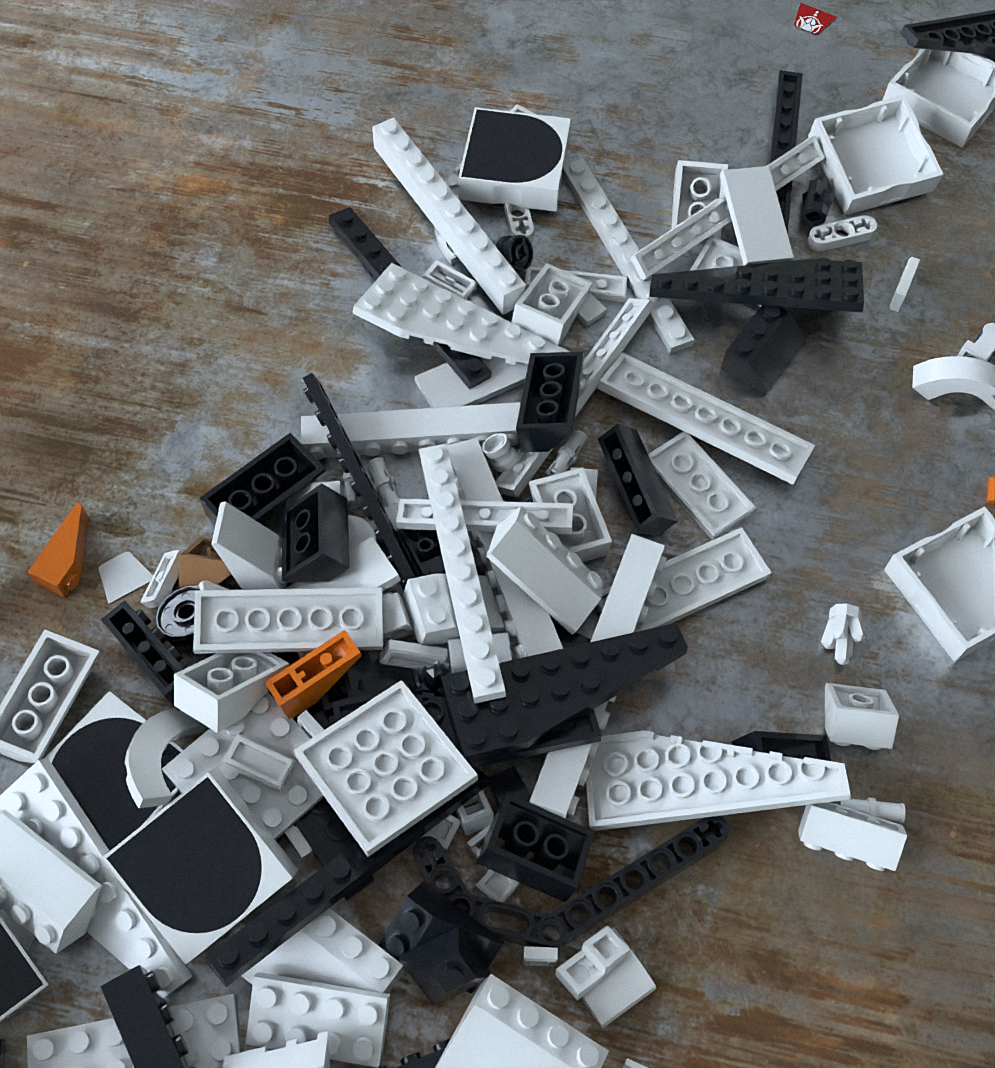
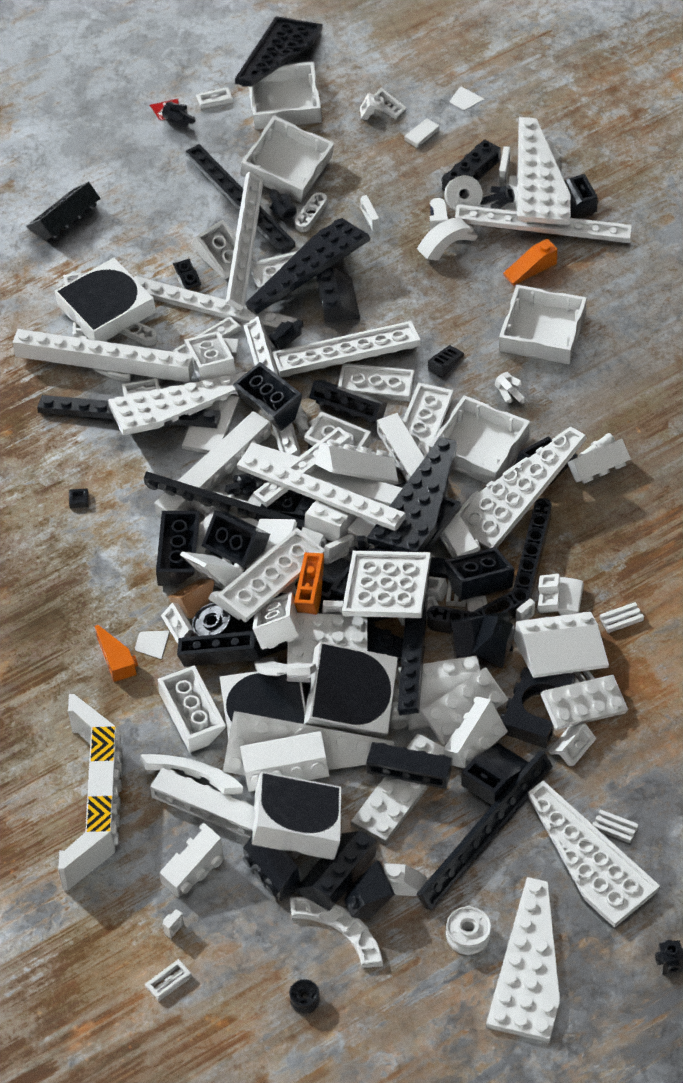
camera: 40 degrees left, 10 degrees down
(253, 345) = (78, 498): none -> black tile
(258, 762) = (331, 634): white tile -> none
(412, 478) = (244, 485): none -> black rock
(499, 451) = (269, 439): white wheel -> none
(516, 251) = (161, 343): black wheel -> none
(592, 42) = (64, 211): none -> black slope
(636, 198) = (186, 274): none -> black slope
(659, 344) = (286, 333): none -> black rock
(737, 668) = (485, 439): none -> white tile
(756, 215) = (265, 234): white tile -> none
(798, 535) = (441, 369): none -> black slope
(815, 28) = (177, 113): none -> black rock
(860, 716) = (554, 416): white slope -> none
(873, 42) = (214, 98): none -> white tile

